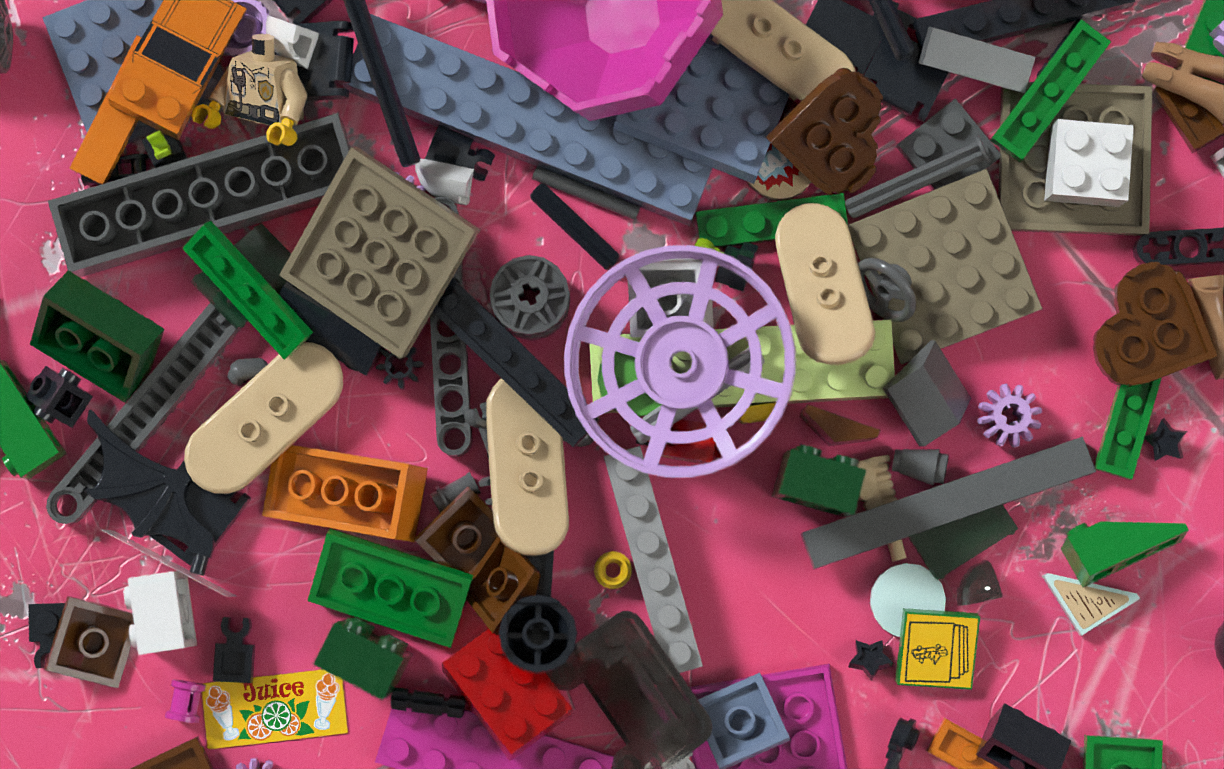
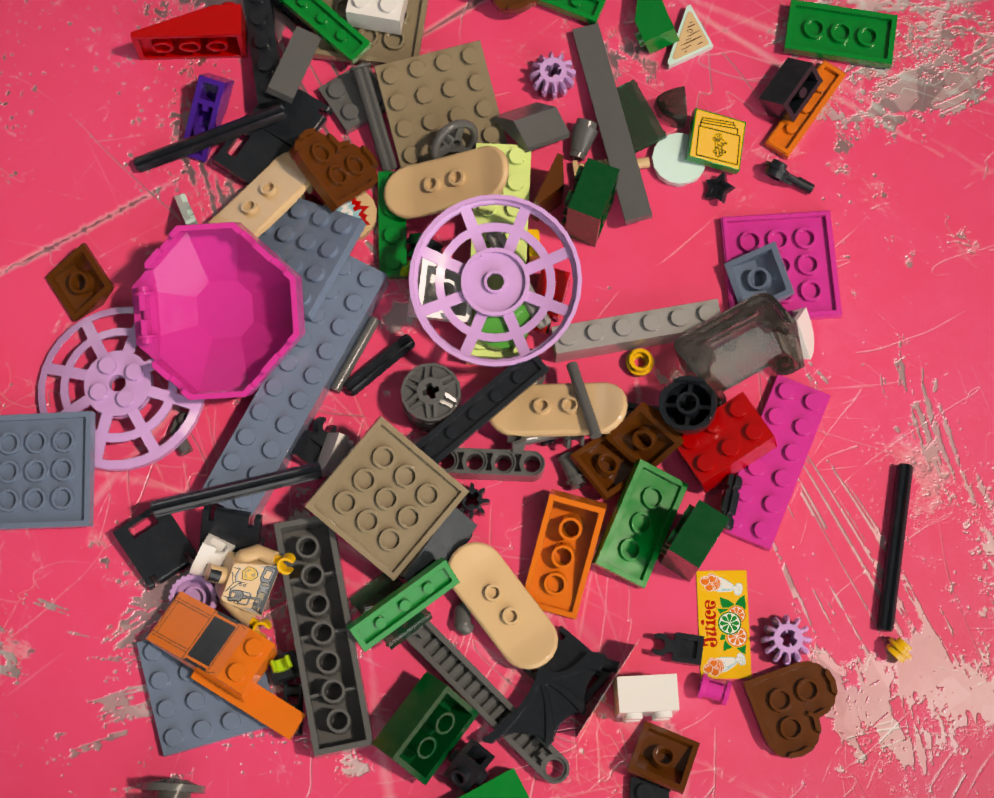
camera: 85 degrees left, 10 degrees down
(537, 497) = (583, 399): none -> dark grey bar

